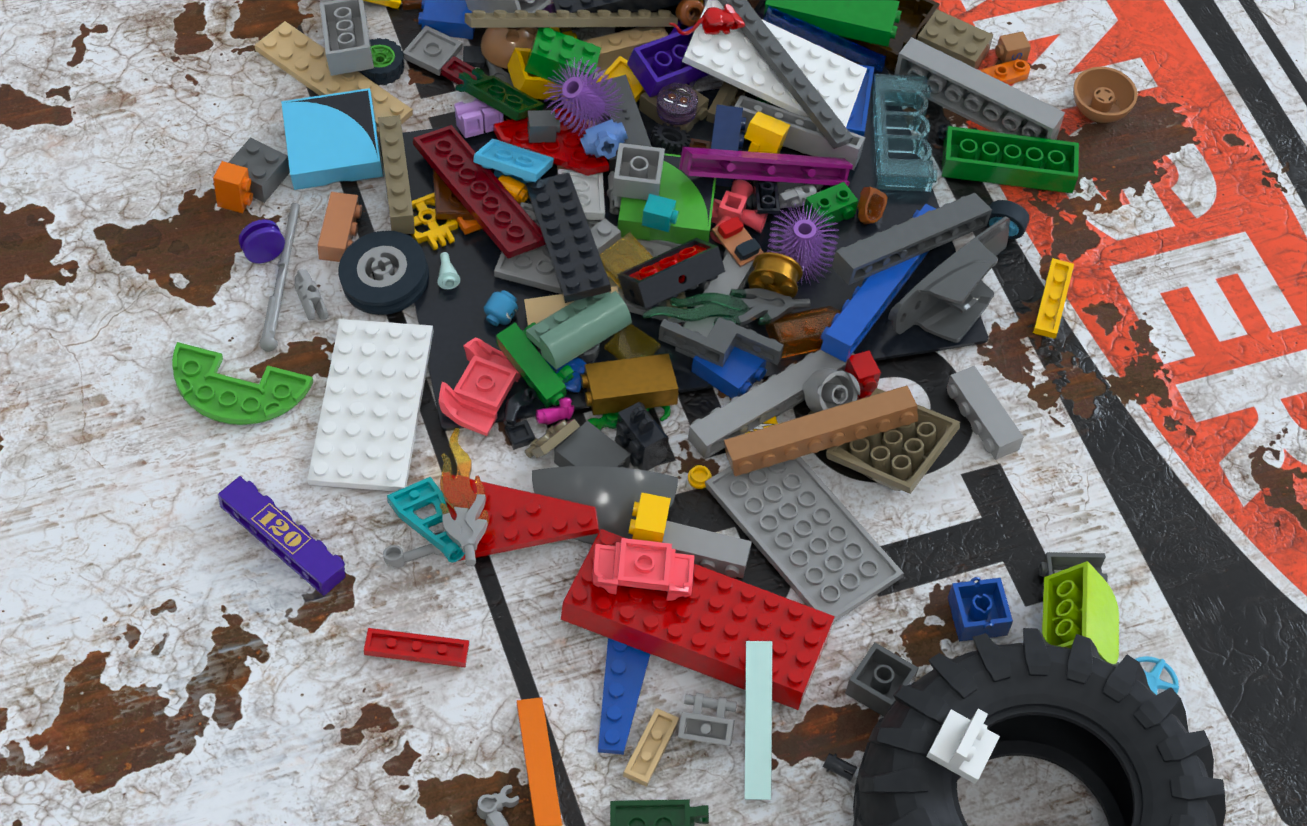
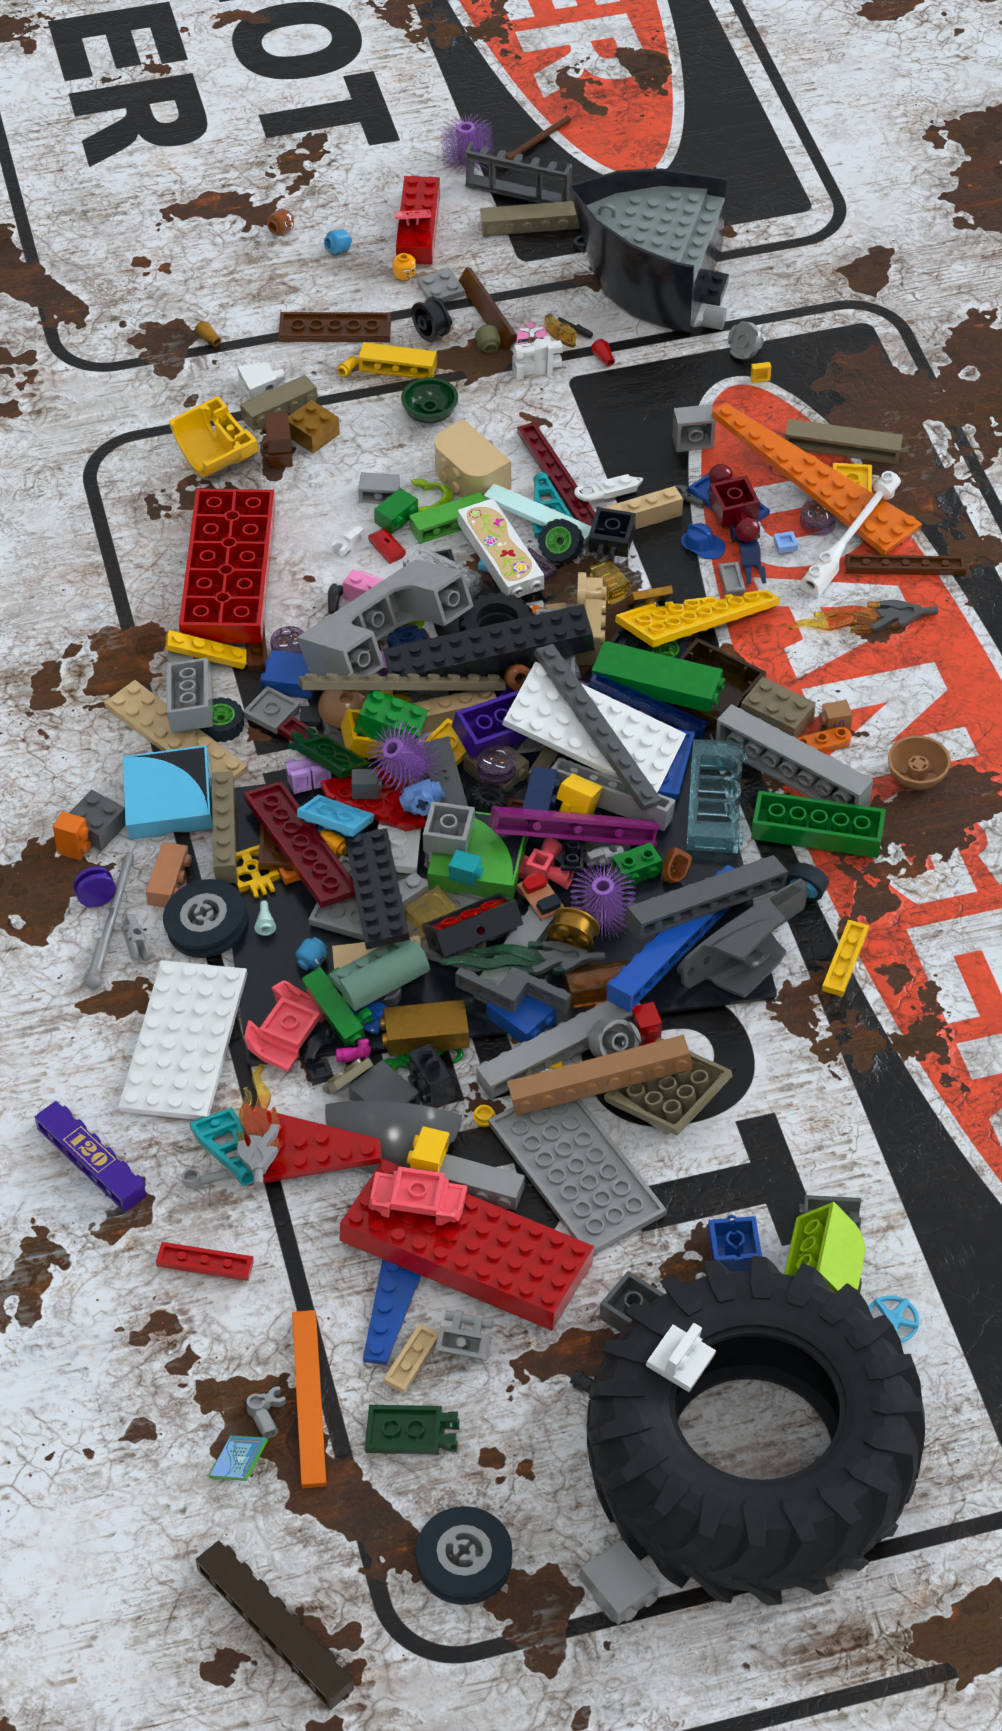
camera: 10 degrees right, 5 degrees down
(231, 398) = (57, 1031): bright green plate -> none
(631, 343) = (432, 990): clear yellow piece -> none
(716, 20) = (536, 686): red animal -> none
(758, 720) = (511, 1336): light aqua tile -> none
(984, 412) = (763, 1064): light grey brick -> none

